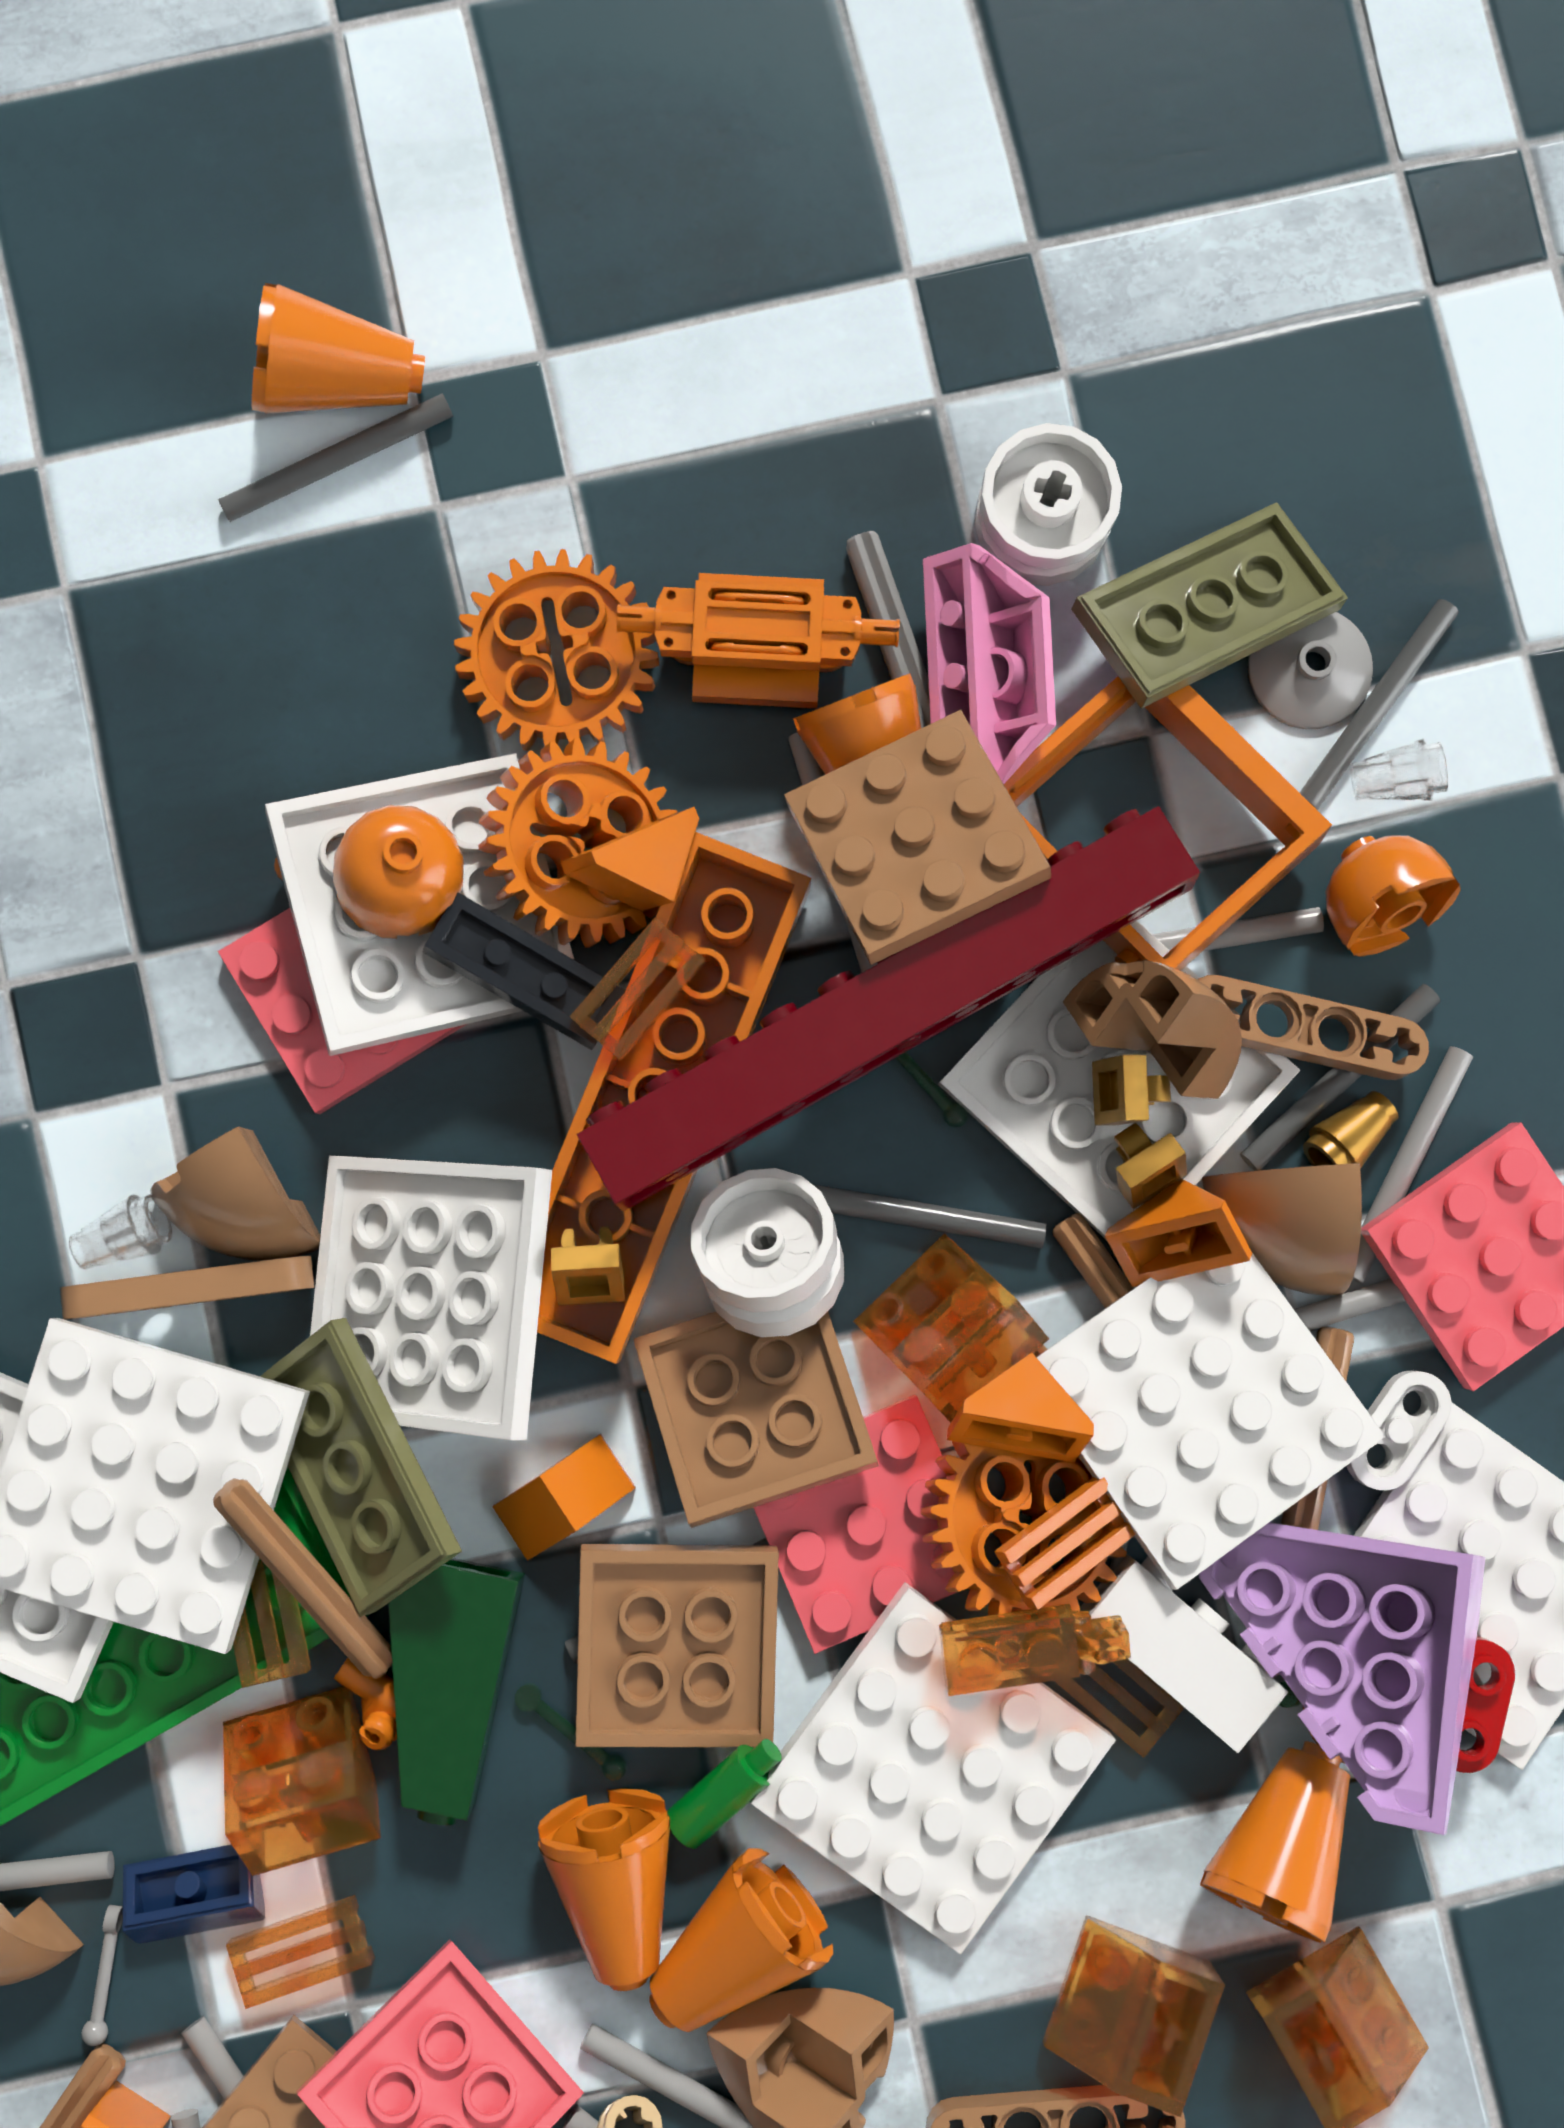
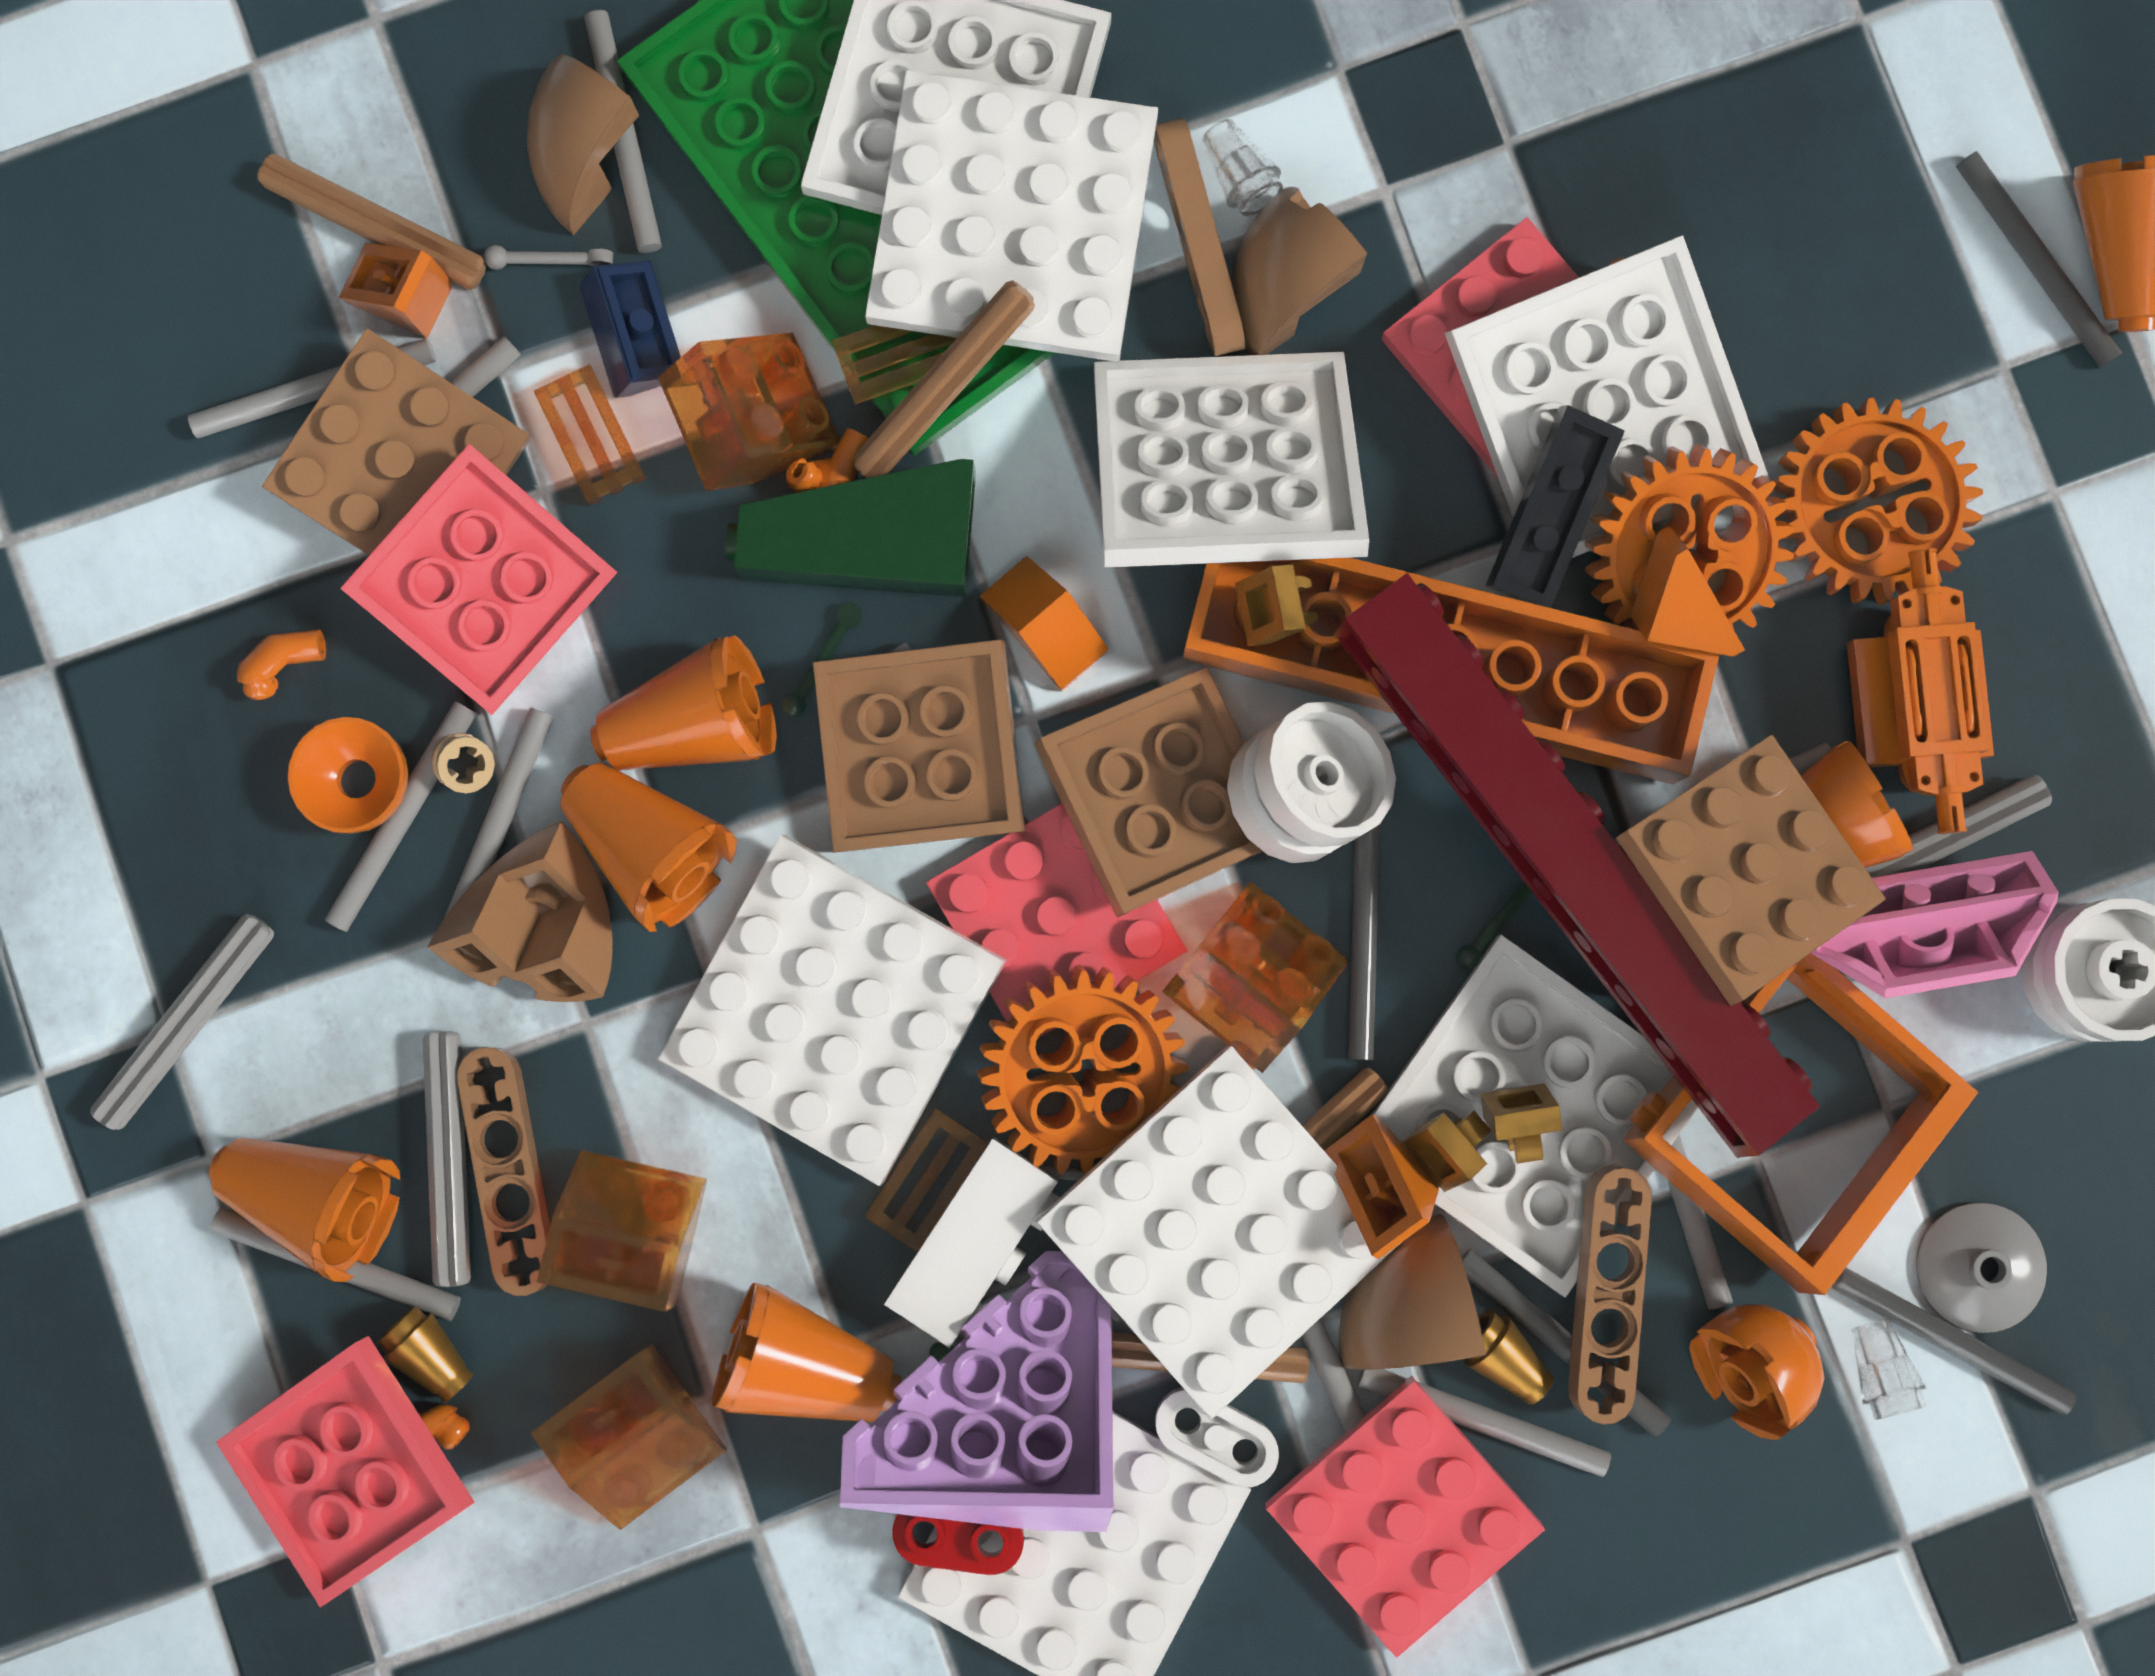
camera: 90 degrees right, 0 degrees up
(361, 1472) = (1048, 421): olive tile -> none
(397, 871) = (1636, 370): orange cylinder -> none
(673, 946) = (1568, 597): clear orange tile -> none
(722, 1793) = (784, 808): green cylinder -> none
(1024, 1414) = (1187, 1050): orange slope -> none
(1028, 1648) = (962, 1081): clear orange hinge -> none
(1080, 1563) = (1101, 1146): orange tile -> none
(1164, 1013) = (1606, 1141): medium nougat brick -> none
(1208, 604) = (2033, 1149): olive tile -> none

